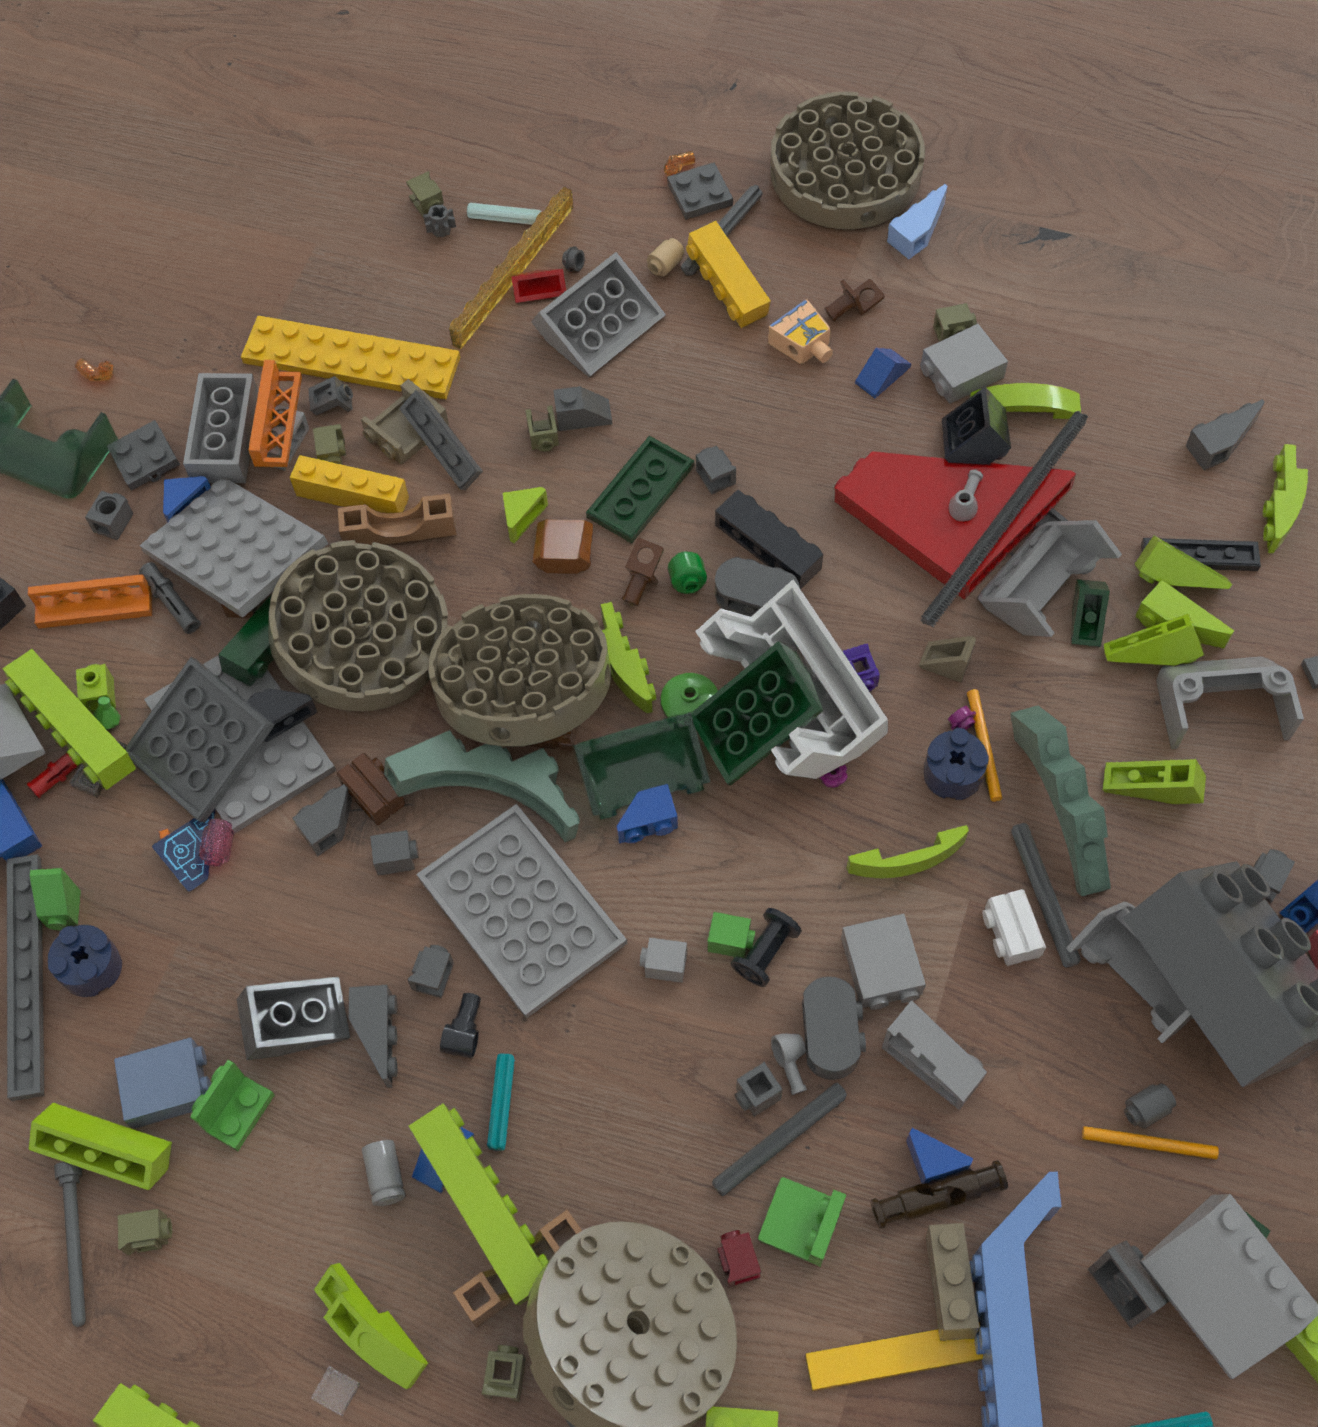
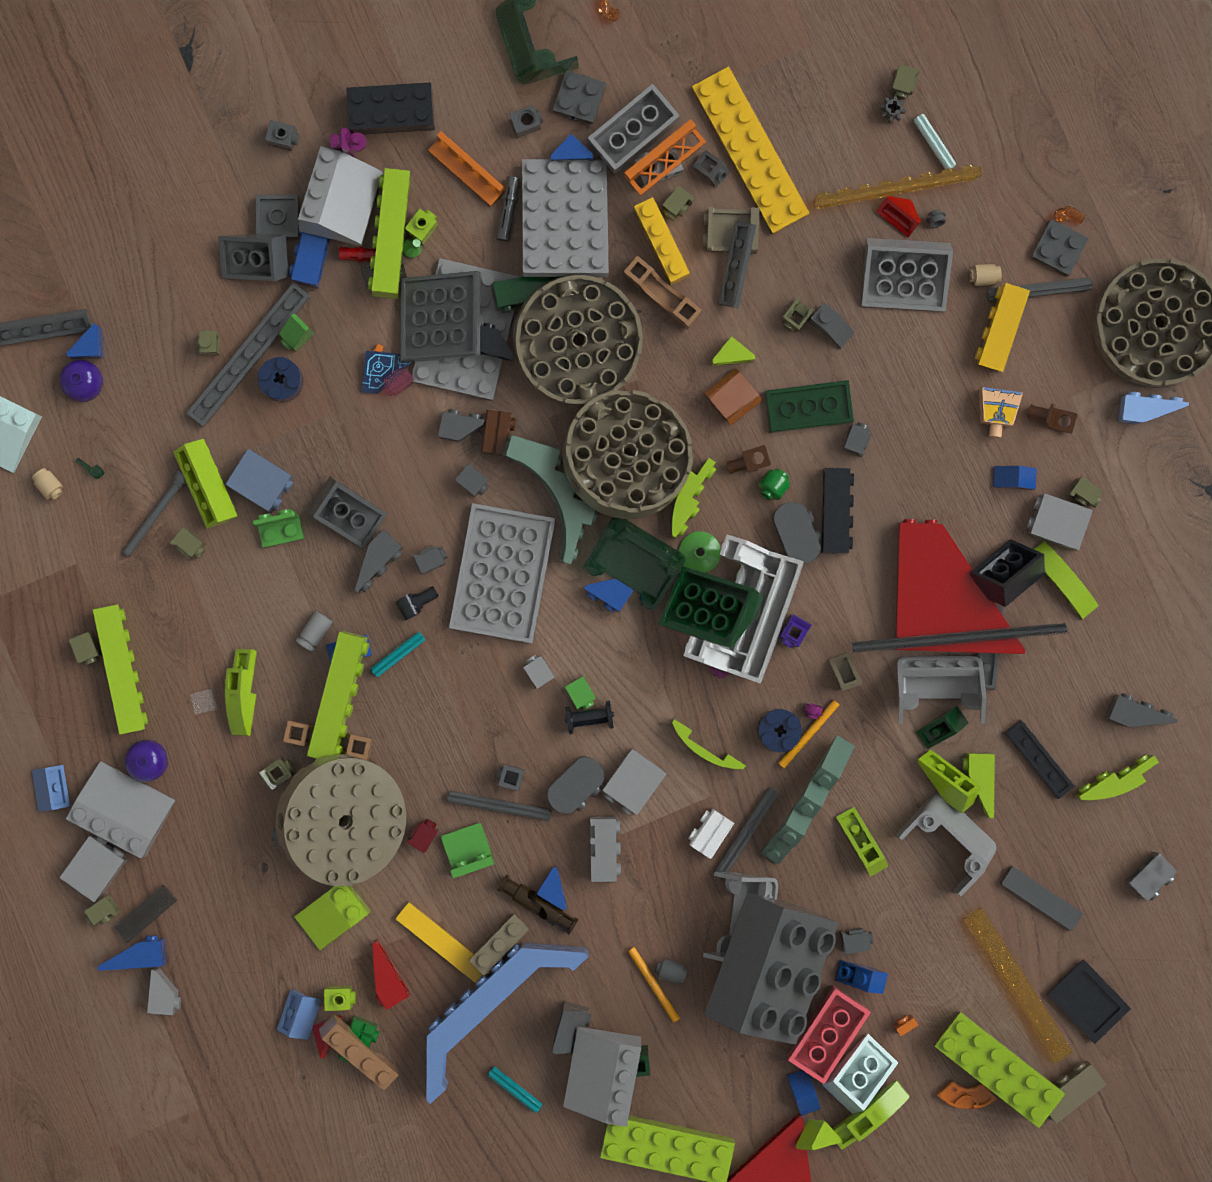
camera: 40 degrees right, 25 degrees up
(786, 1050) = (546, 772): light grey bar -> none
(968, 510) = (955, 604): light grey bar -> none
(1176, 568) = (1013, 755): lime slope -> none

